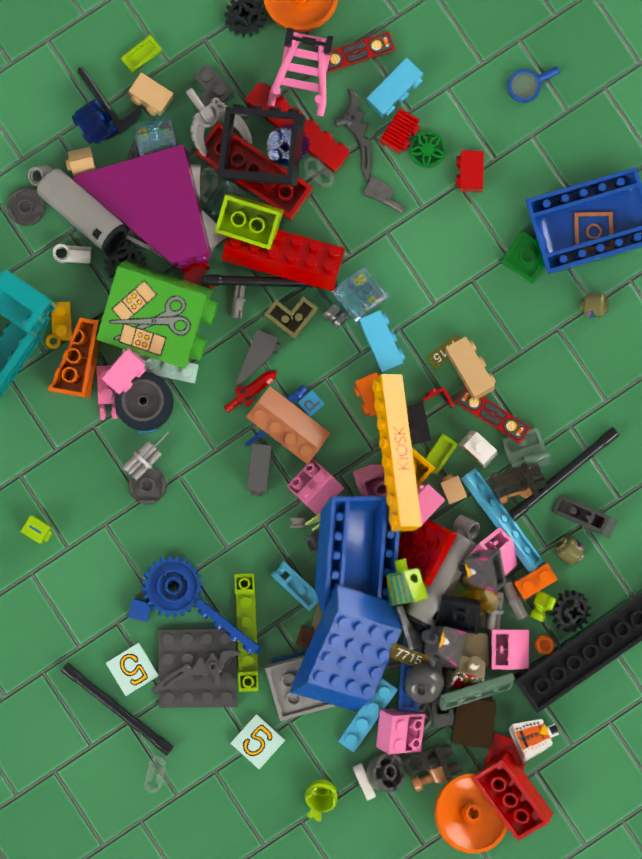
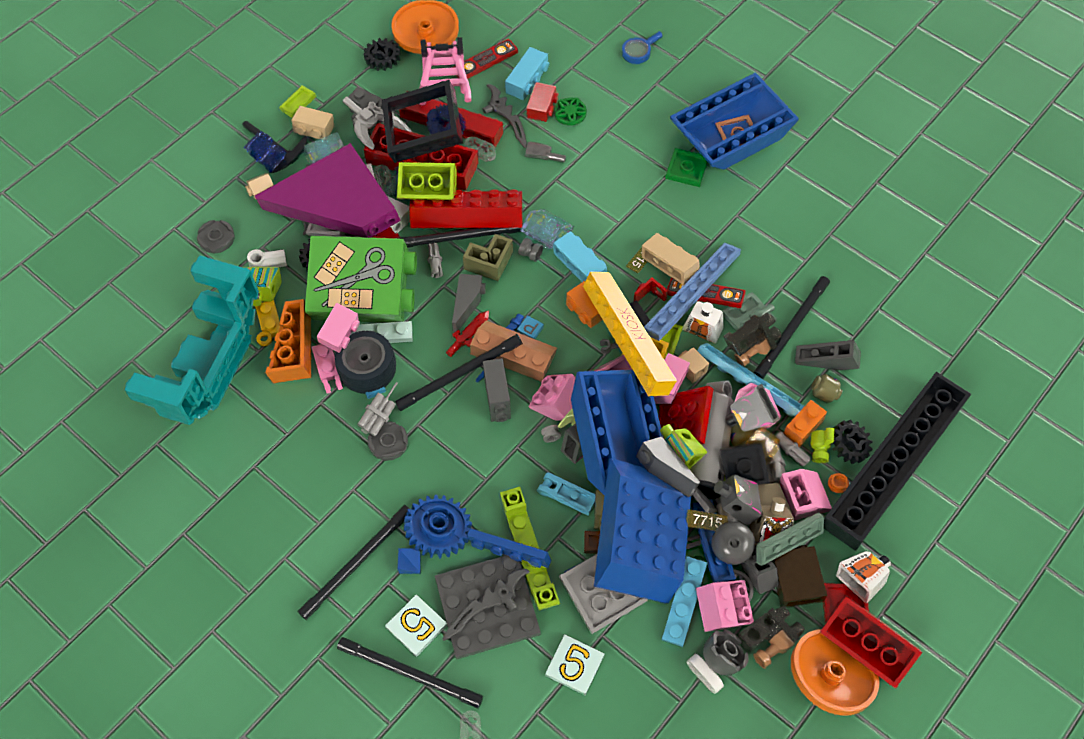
camera: 15 degrees left, 25 degrees down
(37, 530) = (281, 509): lime brick -> none
(49, 624) = (316, 601): none -> black piece
(60, 282) = (267, 281): none -> lime torso
(78, 207) = (266, 217): light grey piece -> none
(277, 433) = (412, 398): none -> black piece
(320, 797) = (663, 703): lime hat -> none
(386, 598) = (666, 465): none -> dark grey slope
(470, 171) = (614, 115): red brick -> none
(478, 413) = (691, 291): none -> medium blue tile
(594, 305) = (762, 185): olive head -> none

